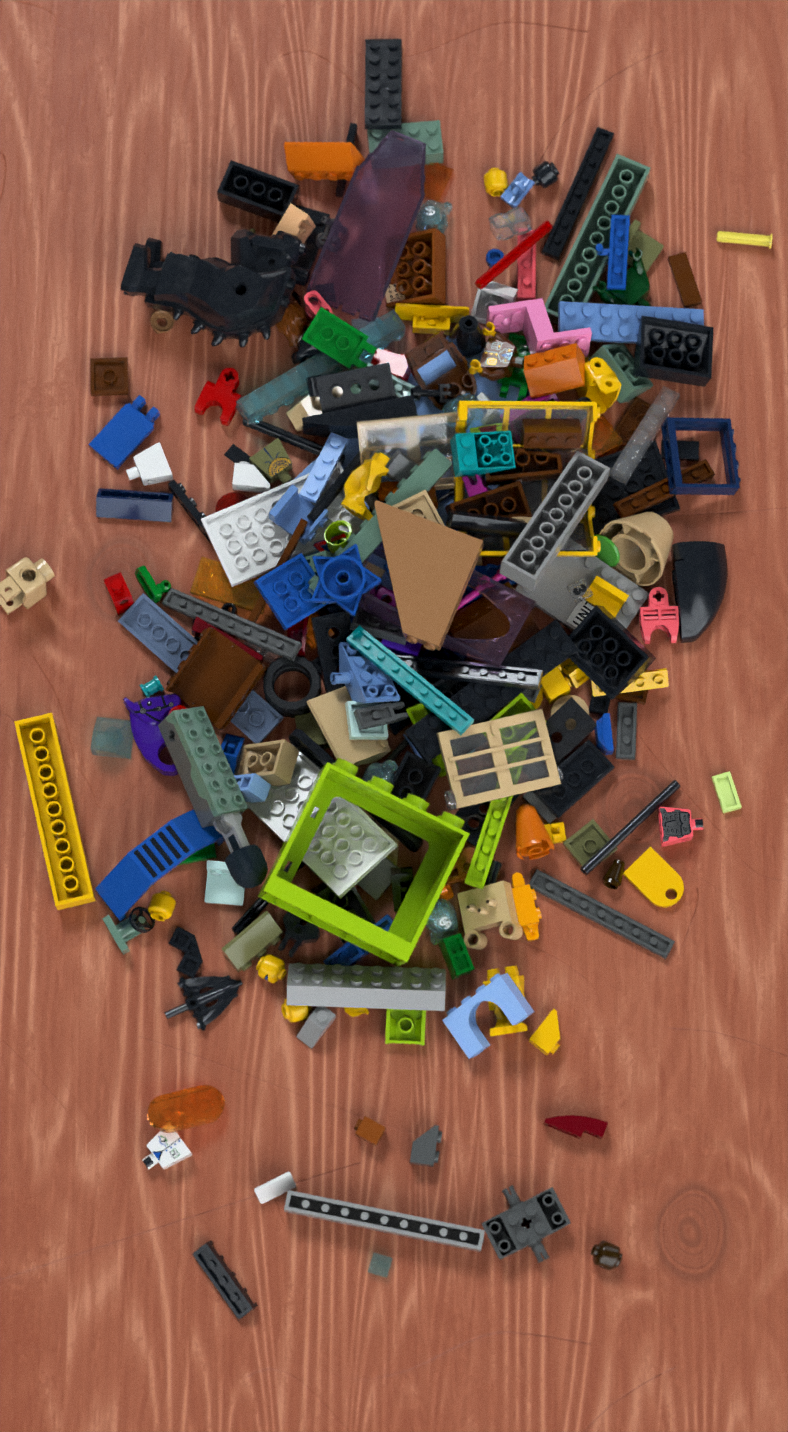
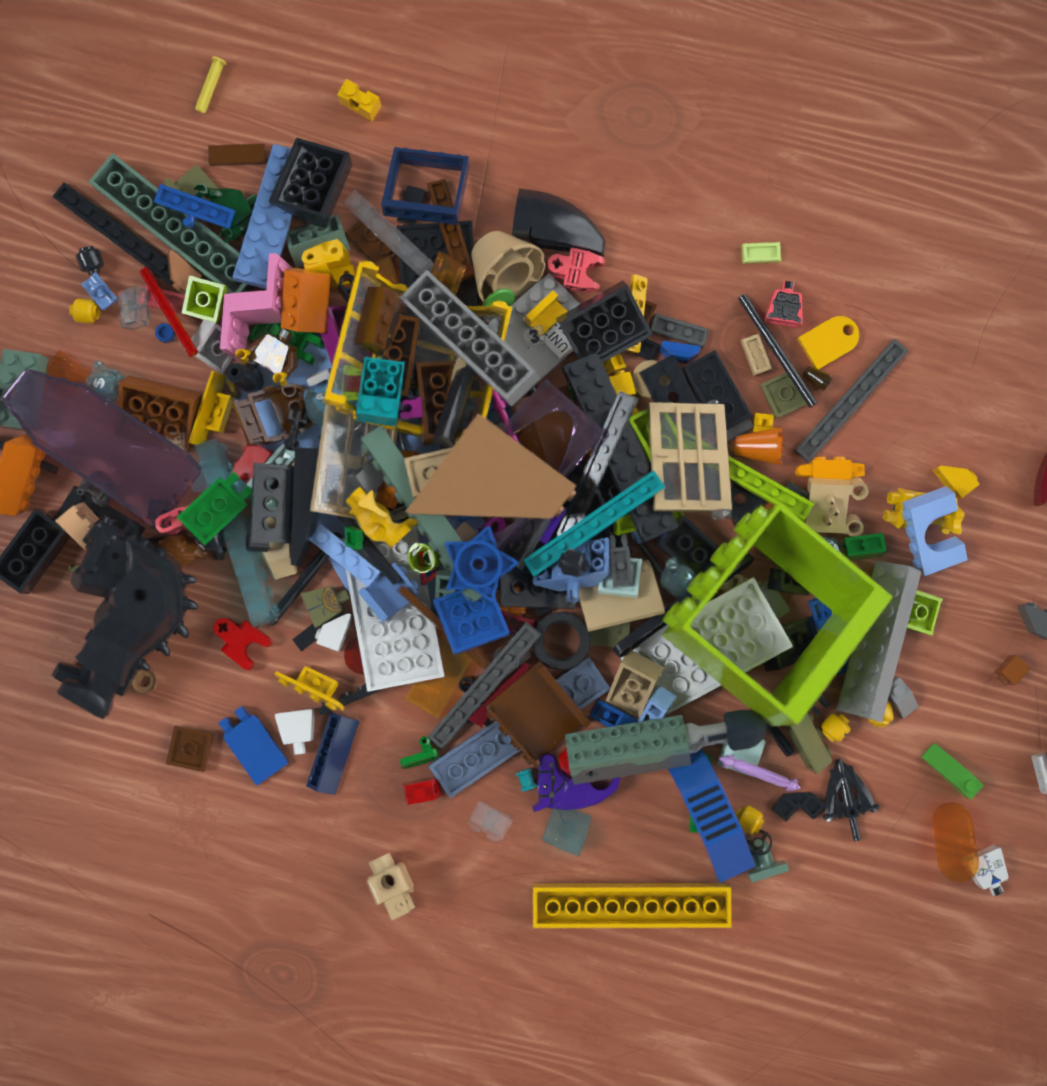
camera: 75 degrees left, 10 degrees up
(104, 663) = (490, 821): none -> clear brick
(195, 472) = (314, 684): none -> yellow bracket
(209, 902) = (760, 773): none -> lavender wheel
(255, 1093) = (952, 771): none -> bright green slope
(342, 469) = (354, 537): none -> green plate
(366, 667) = (573, 563): none -> black head
(533, 282) = (204, 299): none -> lime slope
(554, 258) = (180, 271): none -> nougat slope
(616, 493) = (448, 271): none -> clear orange tile
(621, 809) = (756, 354): none -> tan plate
(767, 383) = (368, 102): none -> yellow brick

